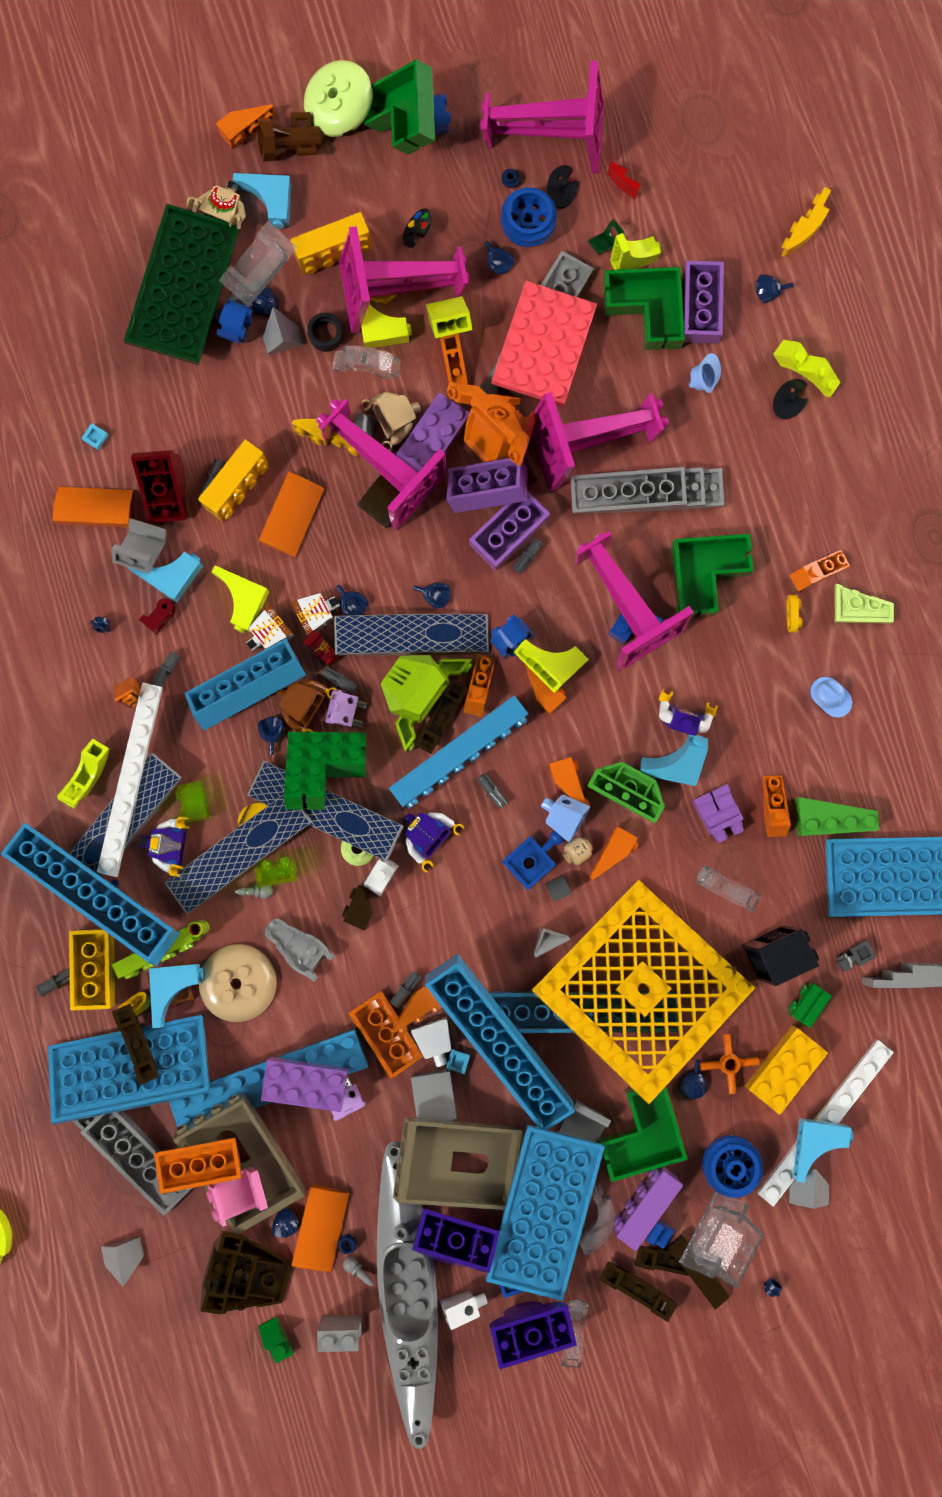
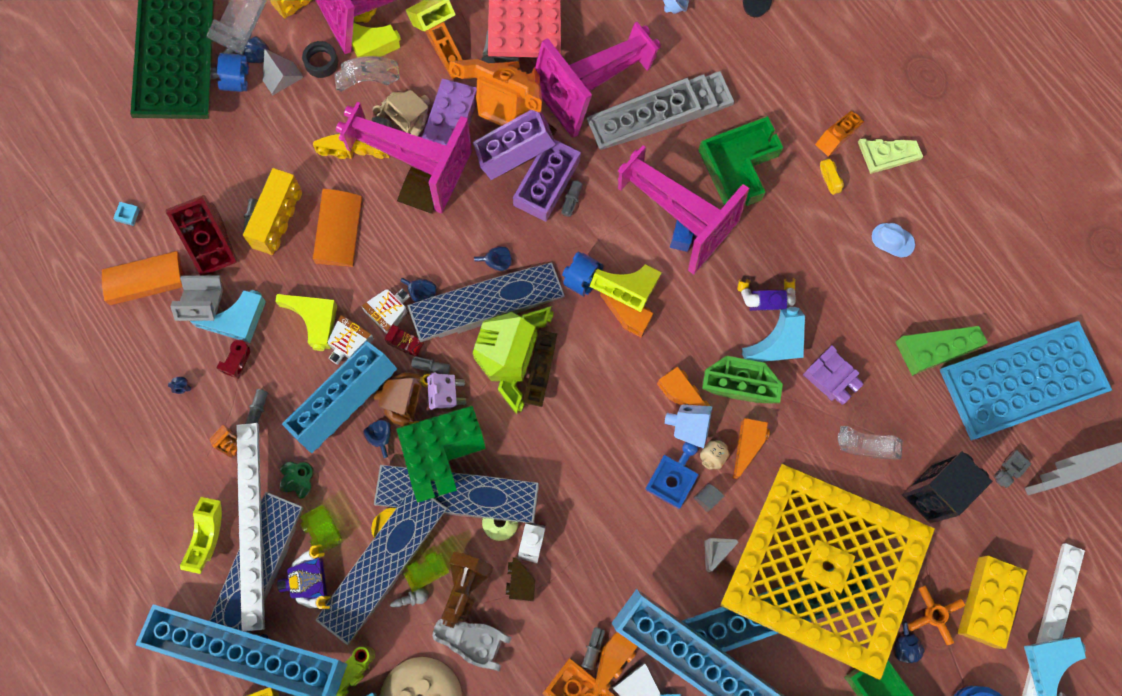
camera: 20 degrees left, 10 degrees down
(181, 747) = (294, 480): none -> dark green plate
(311, 889) = (467, 576): none -> reddish brown piece
(426, 834) = (563, 485): torso -> none
(458, 752) = (568, 396): dark azure brick -> none
(479, 685) = (567, 329): orange slope -> none
(492, 790) = (612, 424): dark grey axle -> none
(775, 807) = (883, 354): orange slope -> none
(808, 1004) = (987, 530): green brick -> none

